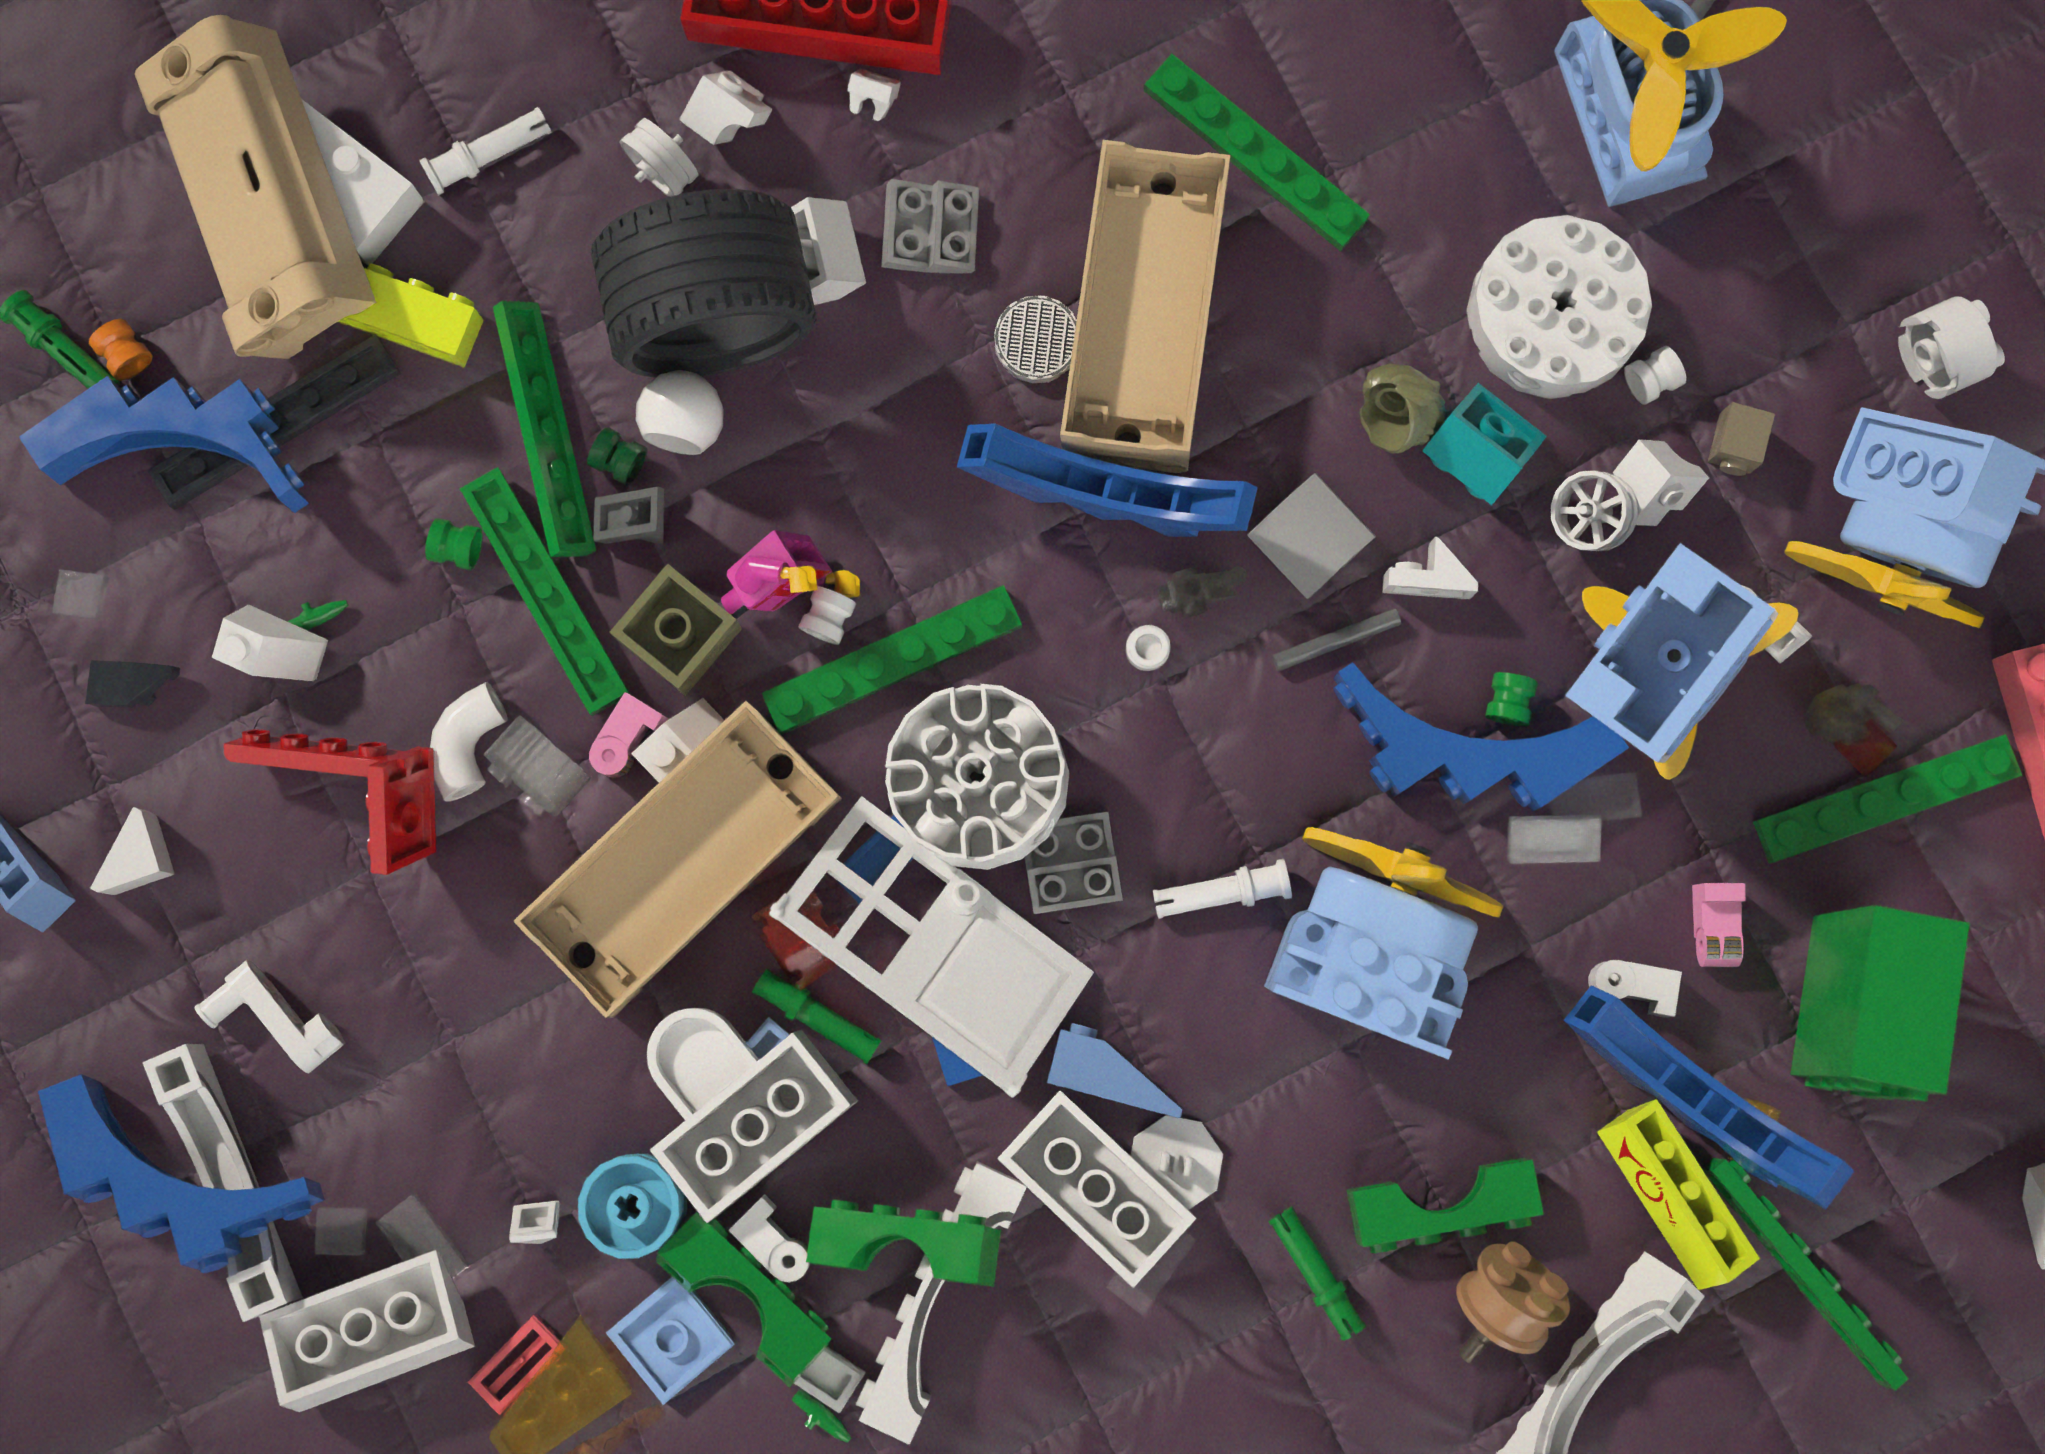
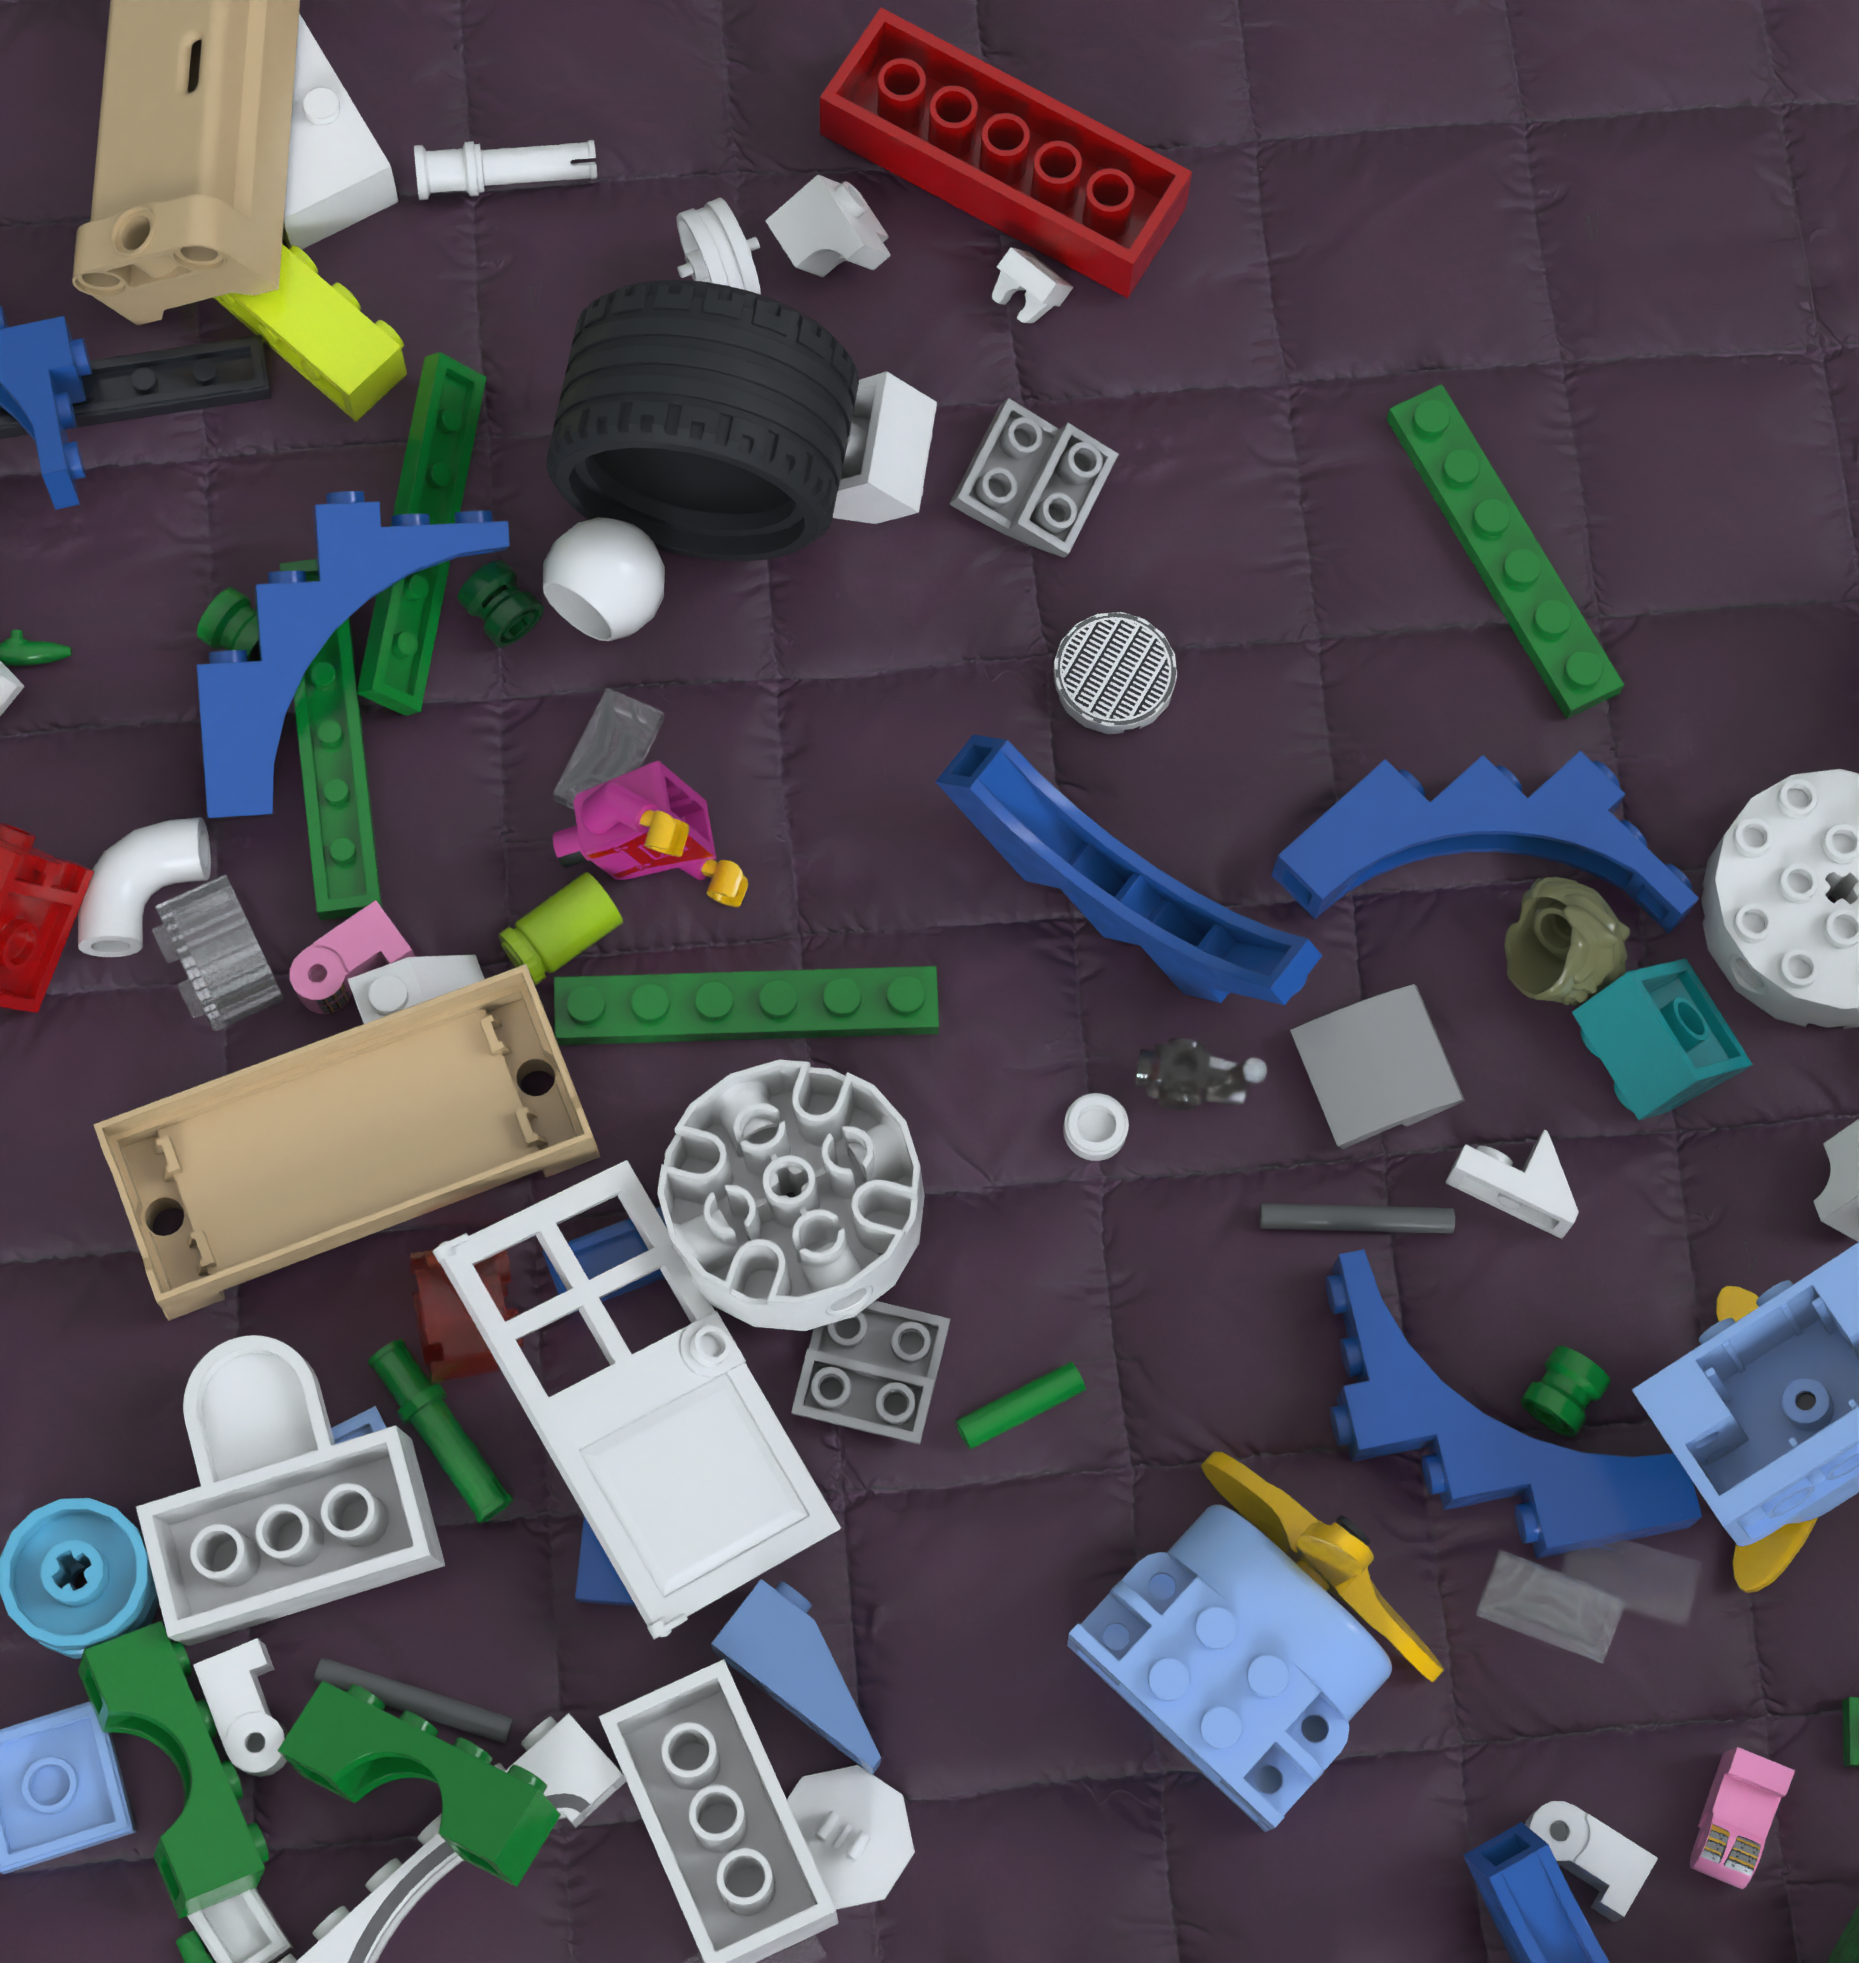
camera: 20 degrees right, 10 degrees down
(514, 471) = (356, 559): none -> blue arch
(630, 516) = (485, 684): dark grey slope -> none
(676, 629) = (478, 849): olive brick -> none
(730, 525) = (610, 746): none -> tile
(751, 659) = (561, 927): none -> lime piece
(827, 615) = (685, 911): white wheel -> none
(873, 1190) = (418, 1701): none -> dark grey bar
(1144, 307) = (1269, 679): tan piece -> none
(1174, 848) = (1020, 1405): none -> green piece
(1244, 887) = (1093, 1494): white pin -> none
(1314, 336) = (1483, 810): none -> blue arch
(1594, 510) = (1777, 1182): white wheel -> none

